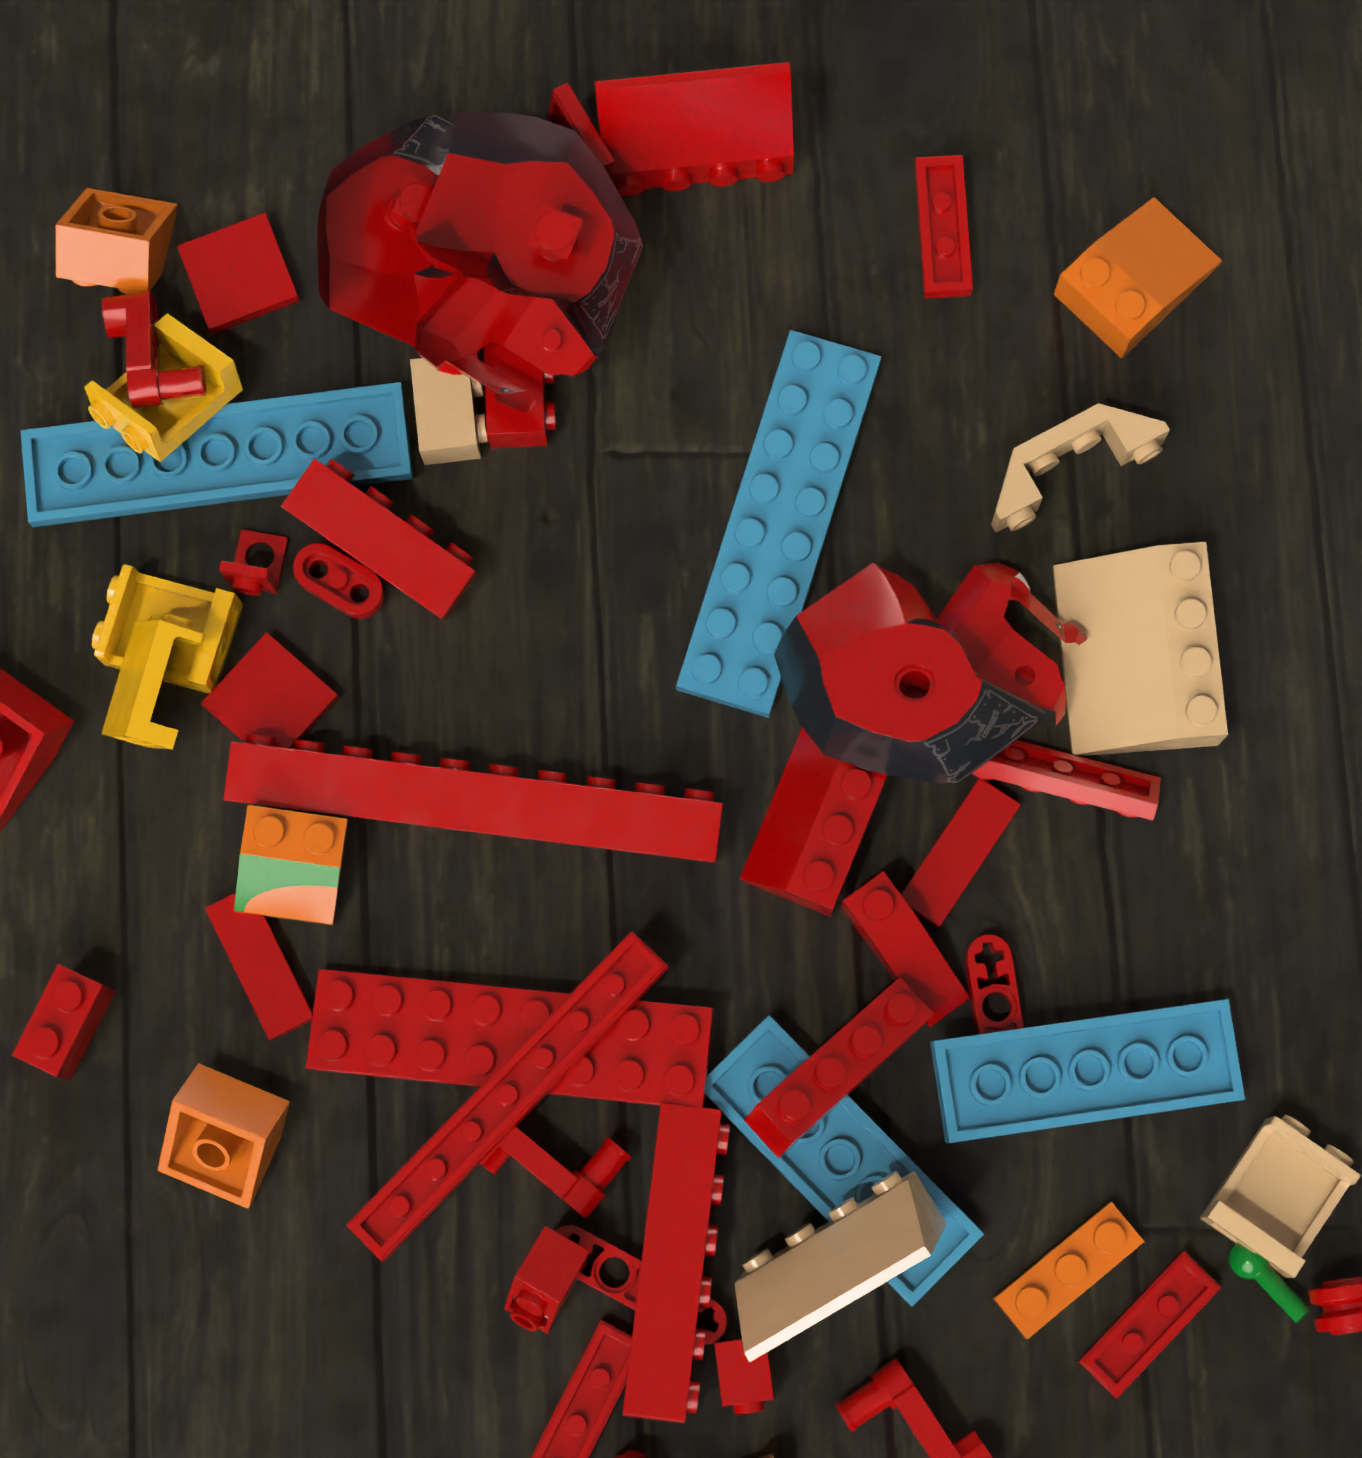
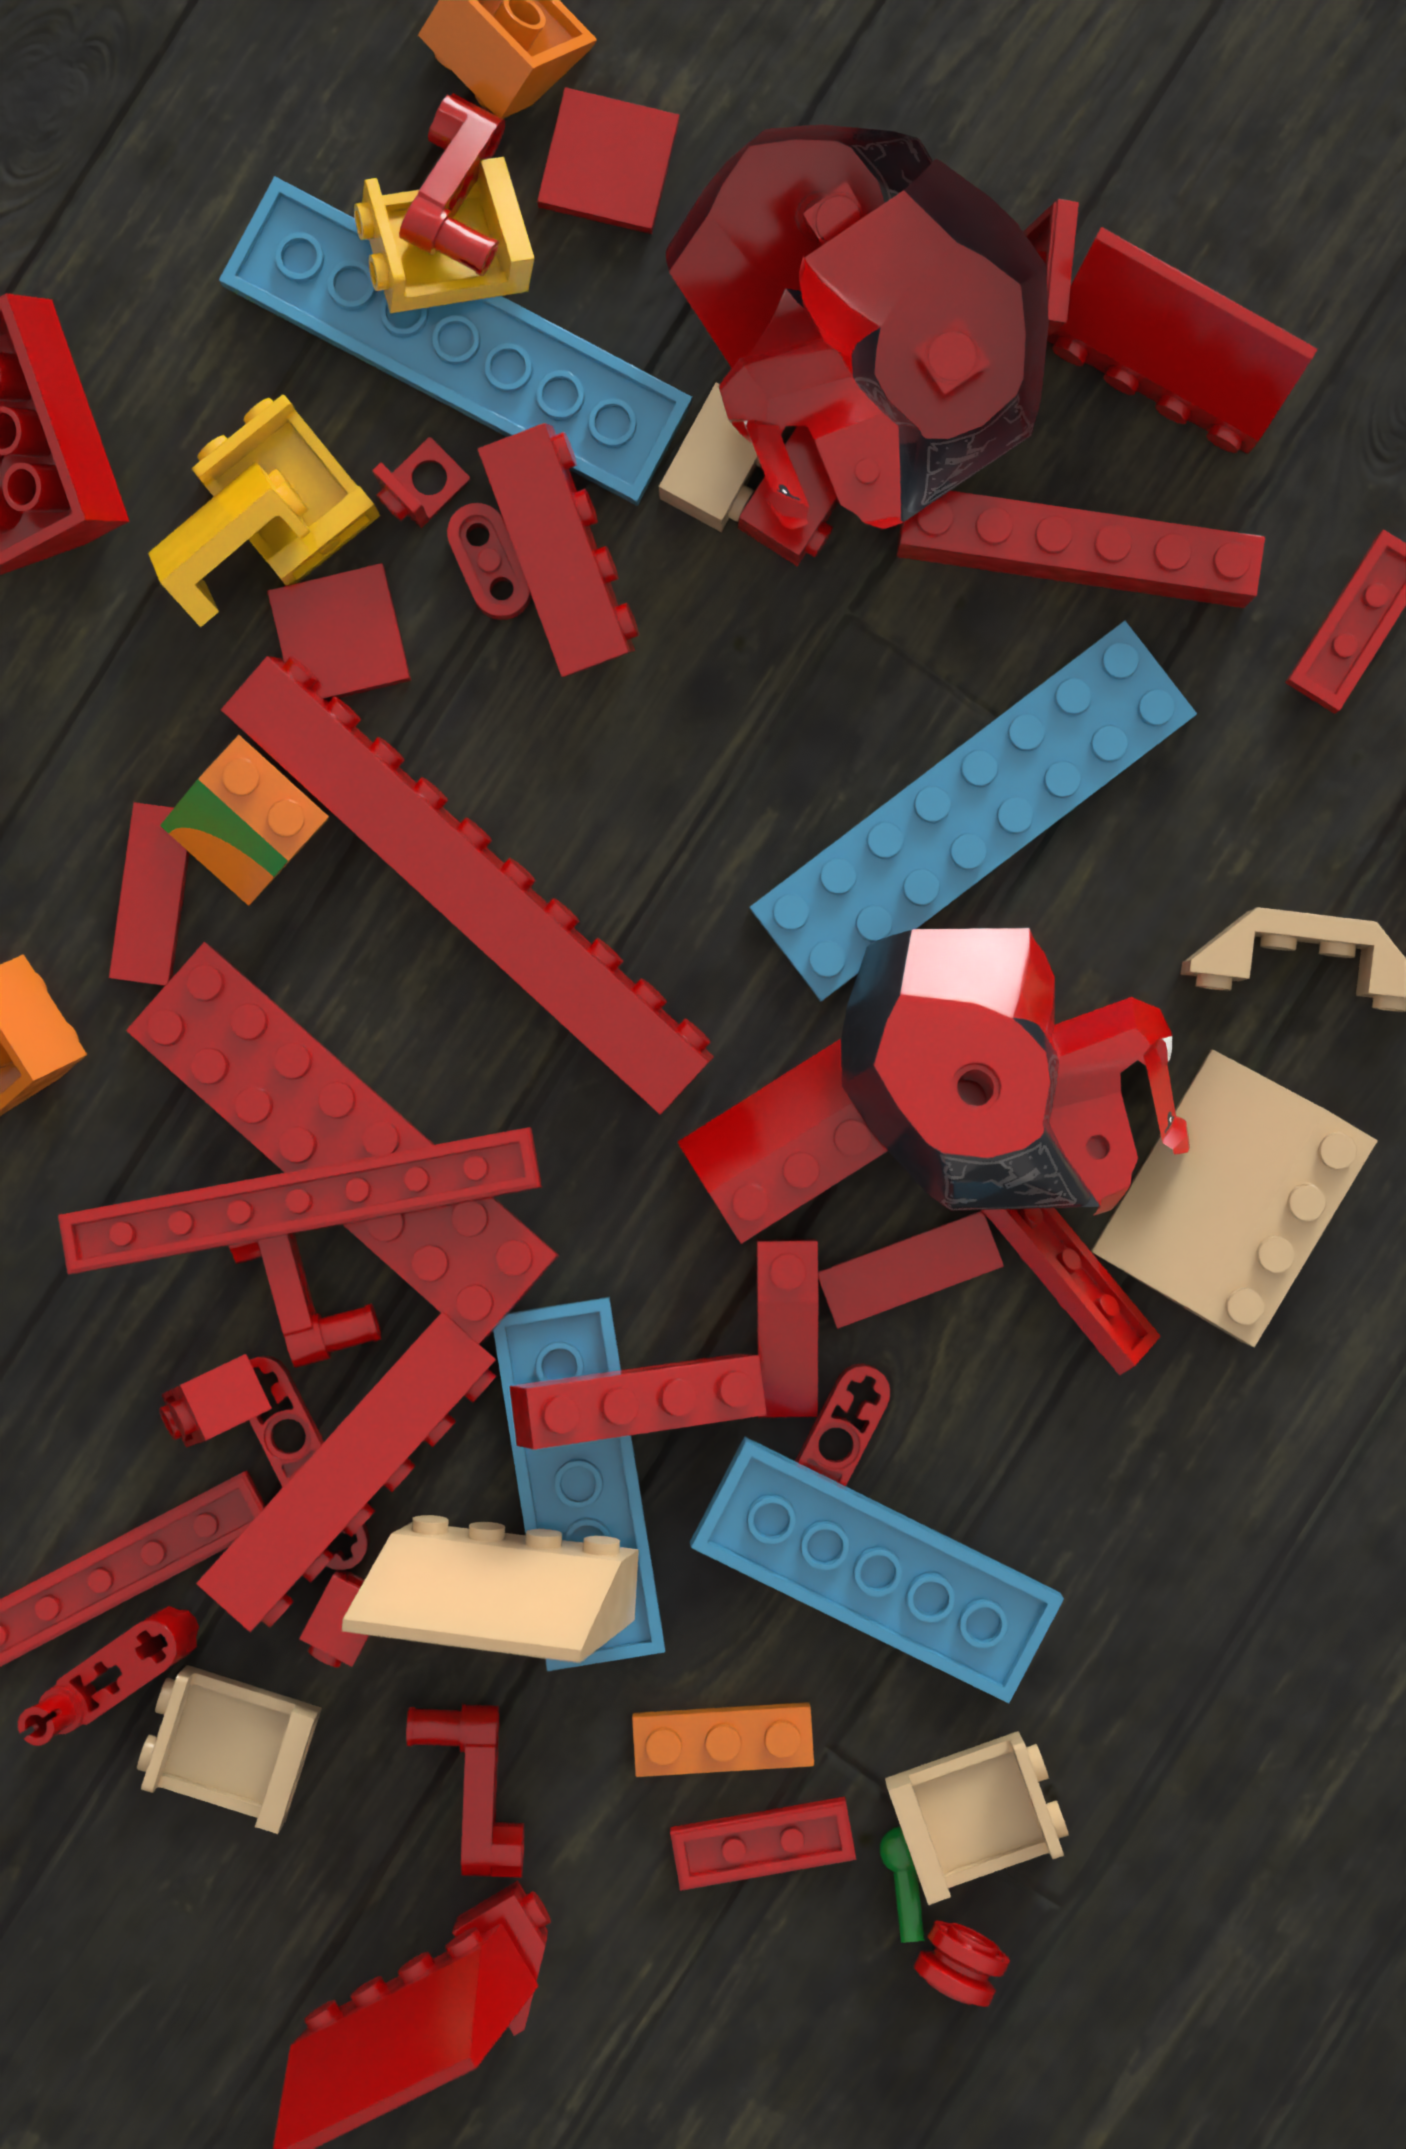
camera: 30 degrees right, 10 degrees up
(729, 301) = (1085, 548): none -> red brick

